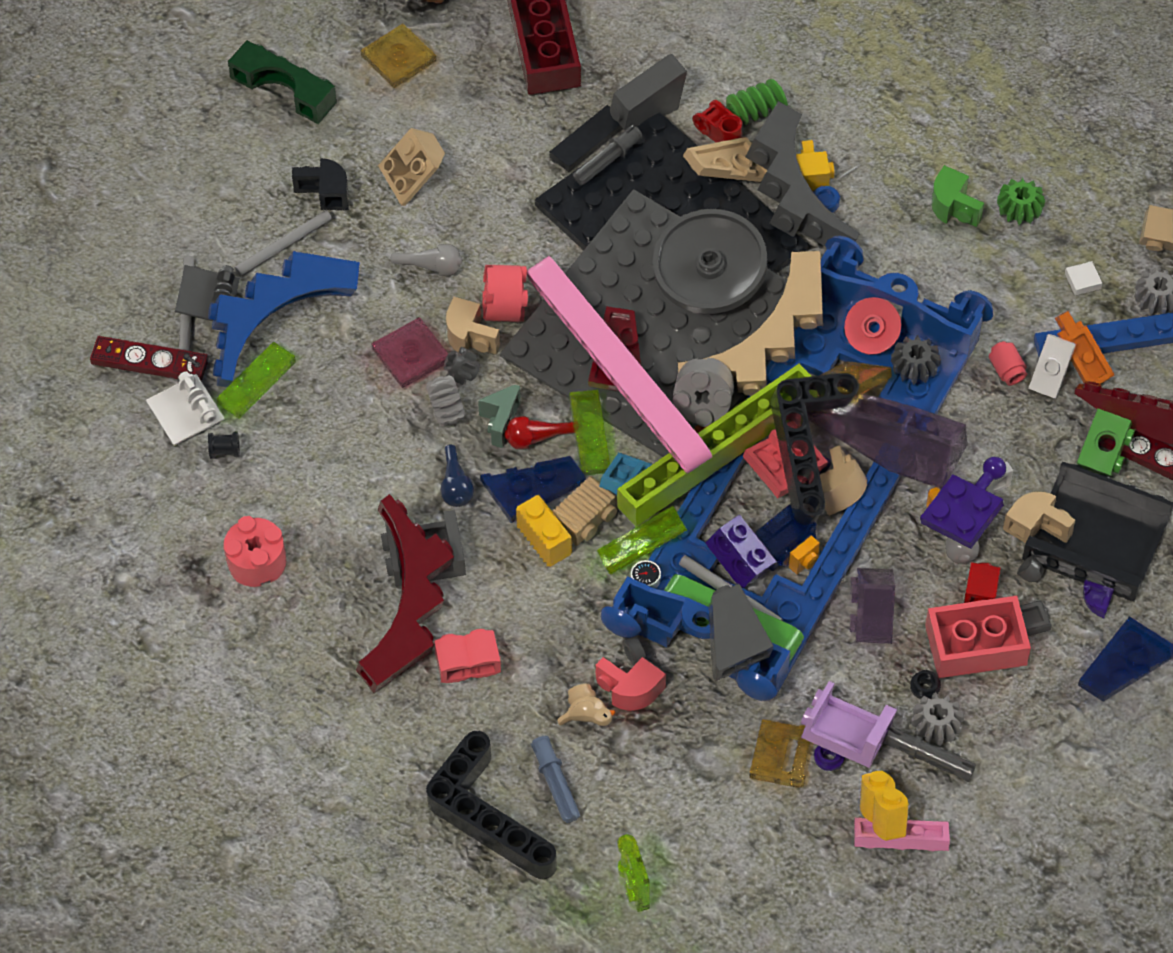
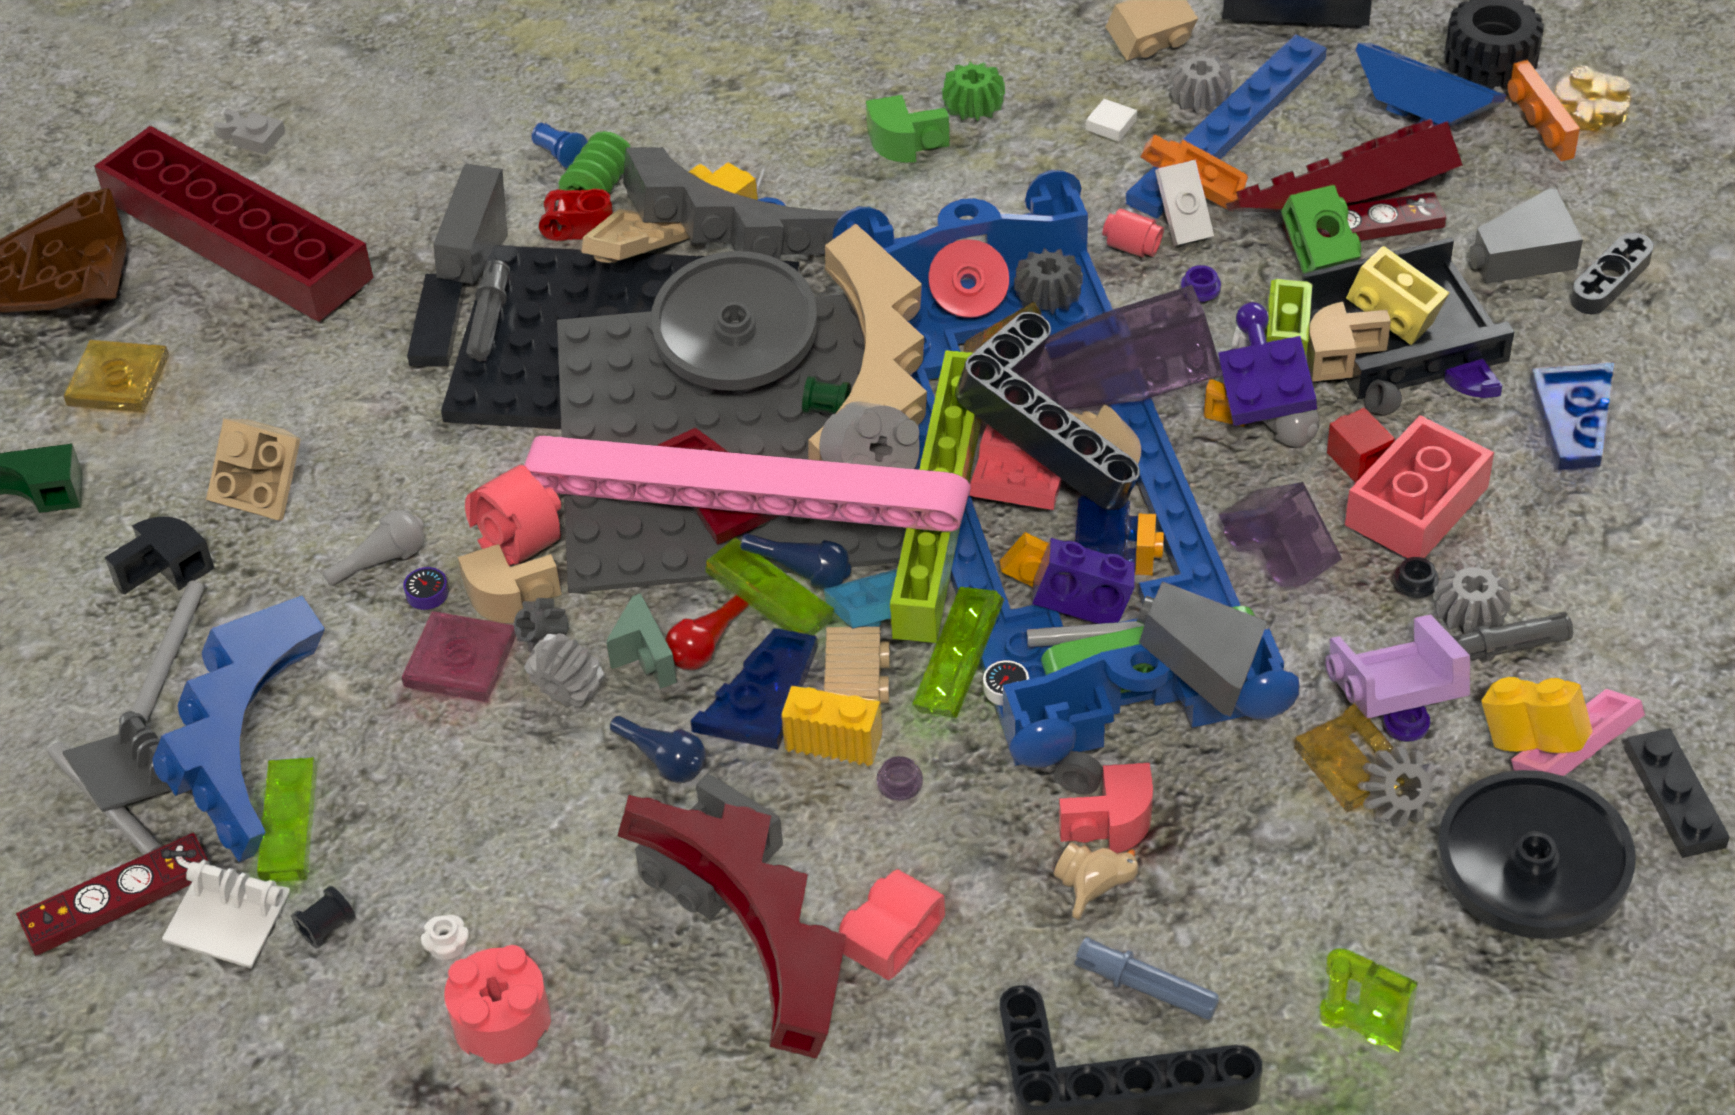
camera: 40 degrees left, 10 degrees down
(268, 504) = (448, 945): none -> white plate
(432, 300) = (426, 588): none -> tile
(550, 578) = (898, 769): none -> clear purple plate
(628, 437) = (822, 563): none -> dark blue piece
(716, 340) = (824, 396): none -> dark green bush
(728, 511) = (1024, 558): none -> light orange plate
(757, 70) = (562, 144): none -> blue pin
(784, 778) = (1383, 781): none -> light grey gear
(802, 872) = (1536, 854): none -> black dish
(921, 902) = (1676, 793): none -> black plate
(1011, 417) = (1204, 281): none -> dark purple plate
(1024, 478) = (1289, 310): none -> lime brick
(1095, 515) = (1396, 286): none -> light yellow brick

